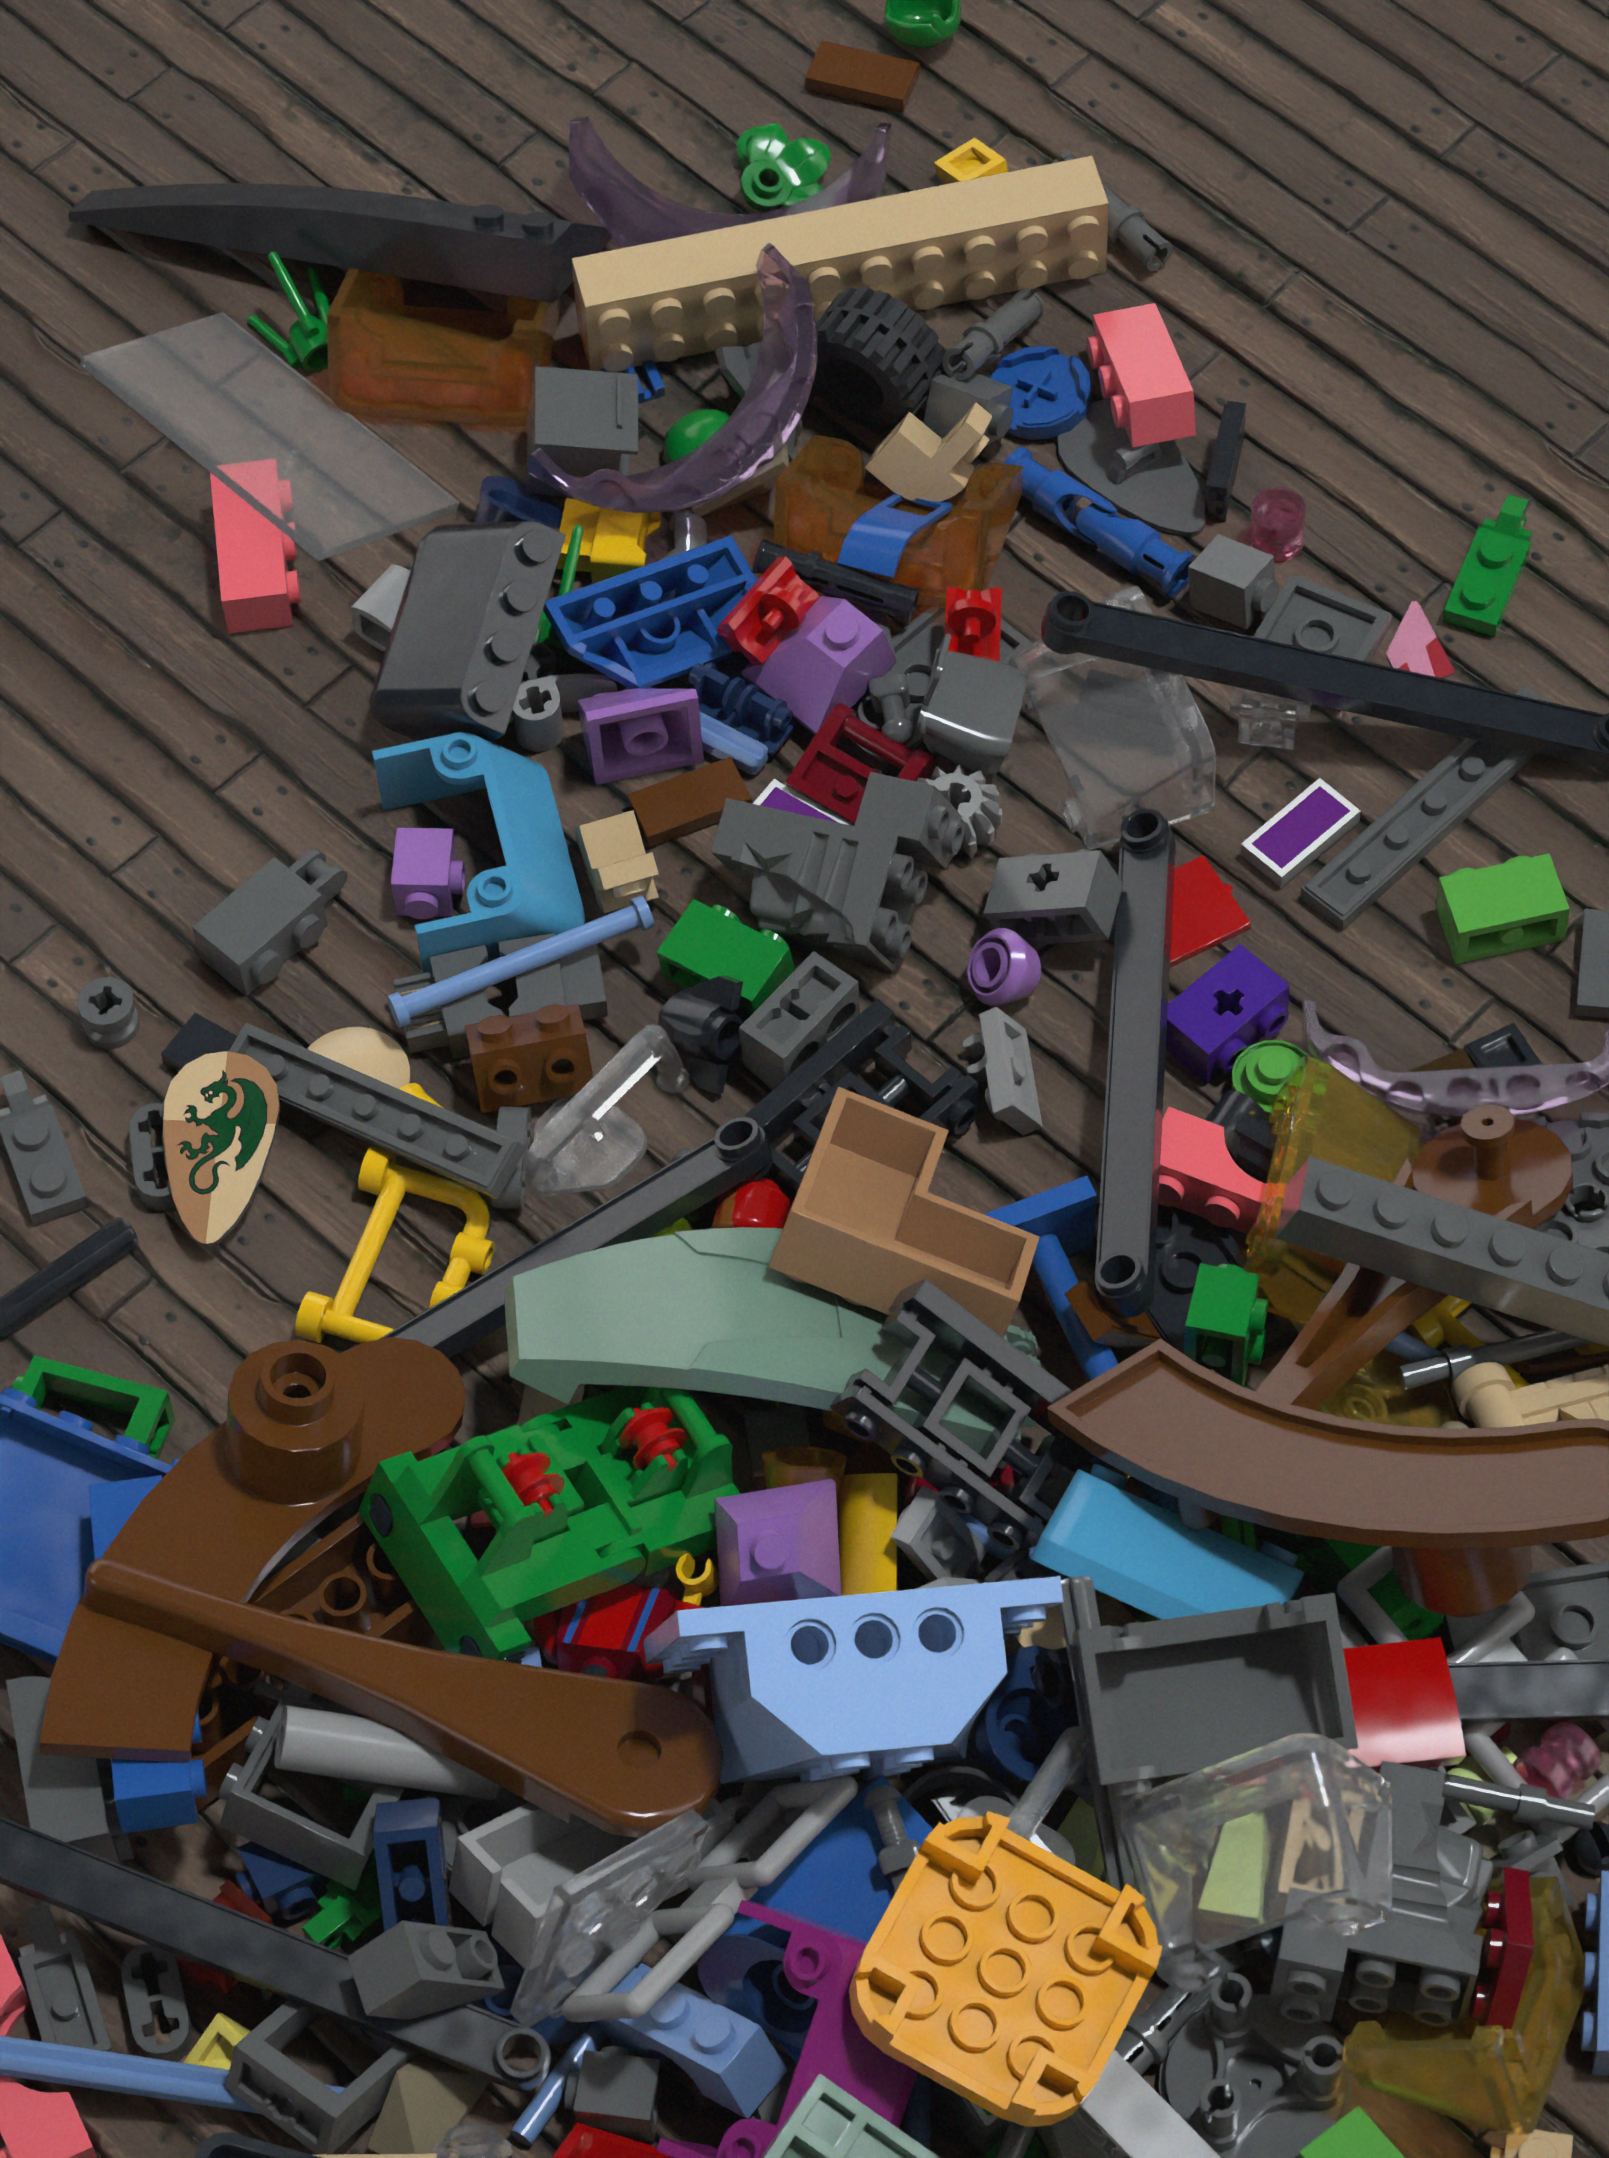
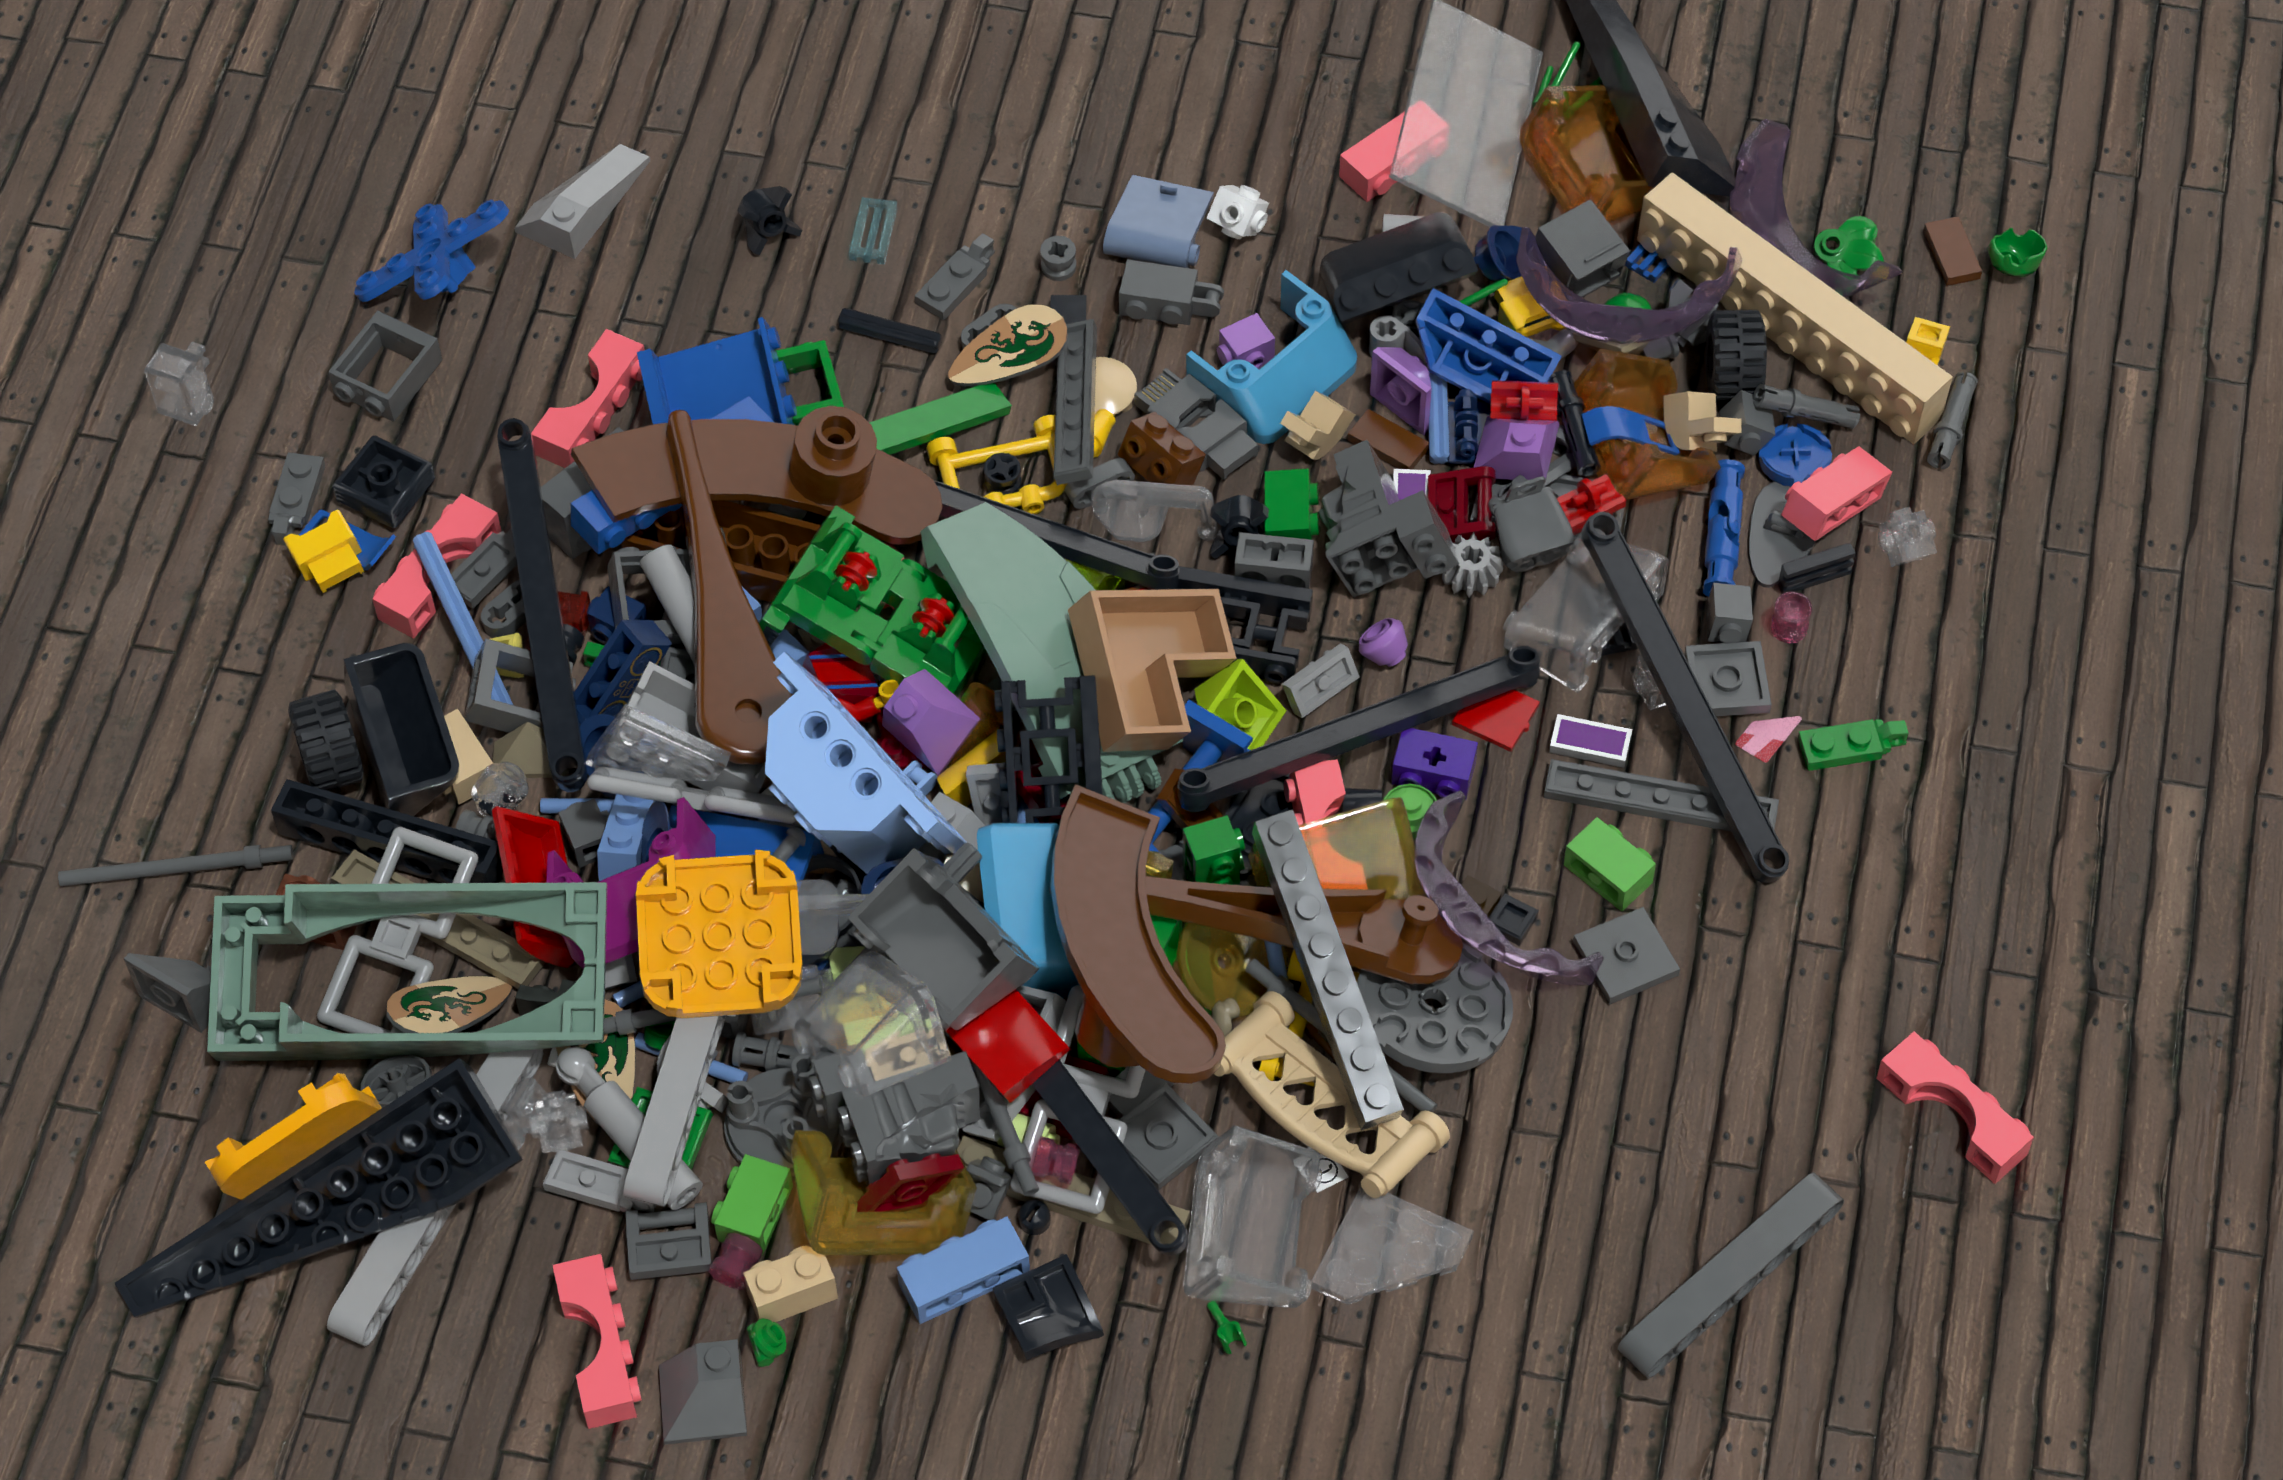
camera: 55 degrees right, 0 degrees up
(146, 867) = (1157, 223): none -> sand blue door
(192, 758) = (1238, 211): none -> white brick
(264, 1279) = (940, 418): none -> green tile
(400, 1255) = (1008, 468): none -> black wheel
(424, 1970) = (575, 693): dark grey slope -> none
(520, 961) = (1145, 379): medium blue bar -> none
(984, 1171) = (1242, 701): none -> lime slope
(1055, 897) = (1443, 638): dark grey brick -> none
(1254, 344) = (1907, 536): none -> clear brick

